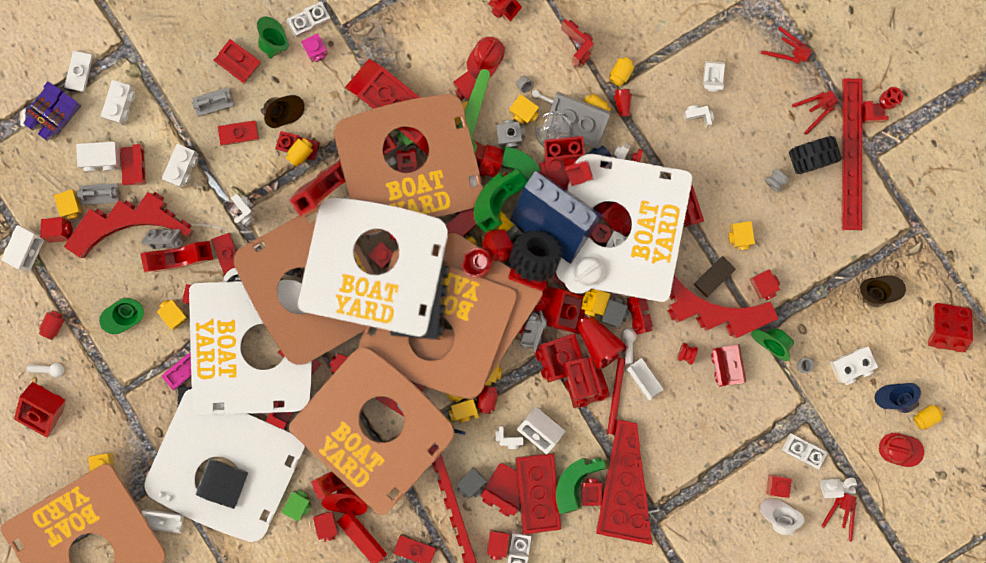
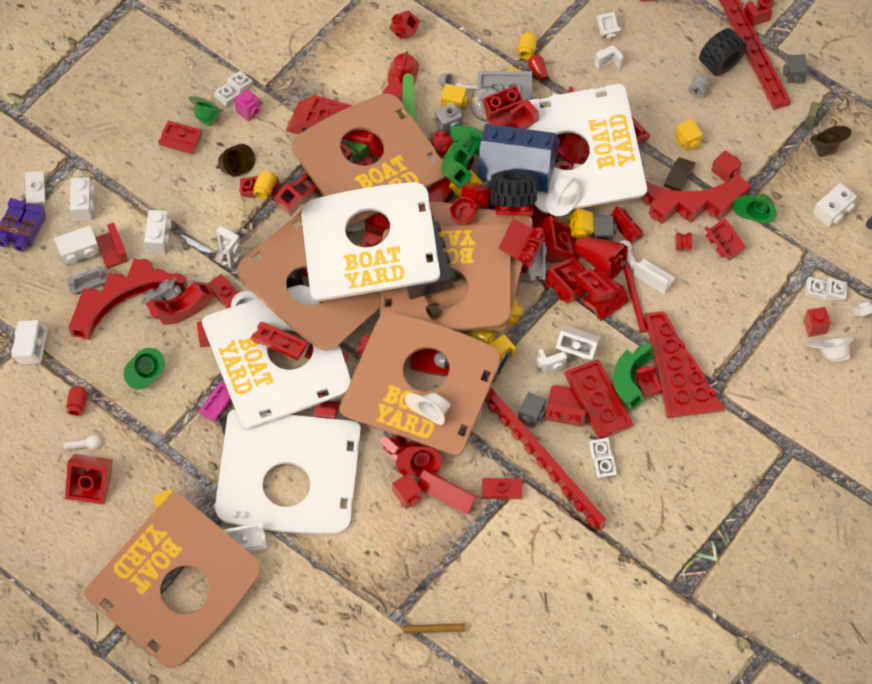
camera: 15 degrees left, 25 degrees down
(55, 229) = (56, 317): red brick -> none
(68, 204) = (61, 295): yellow brick -> none
(172, 314) = (192, 355): yellow brick -> none
(212, 101) = (169, 175): light grey hinge -> none
(221, 483) = (292, 482): black slope -> none
(238, 133) = (201, 193): red plate -> none
(254, 338) = (279, 341): none -> red plate
(297, 505) = (372, 482): bright green brick -> none
(373, 463) = (430, 406): none -> white piece
(411, 361) = (433, 310): none -> dark brown hinge
(487, 400) = (517, 334): red brick -> none
(497, 544) = (579, 454): red brick -> none
(521, 318) = (522, 242): none -> red hinge
(583, 39) = (479, 28): red bracket -> none
(808, 365) = (792, 219): light grey hinge -> none
(826, 101) = (712, 17): red plant -> none
(876, 253) = (812, 114): none -> olive tile
(883, 194) = (795, 68): none -> dark grey brick

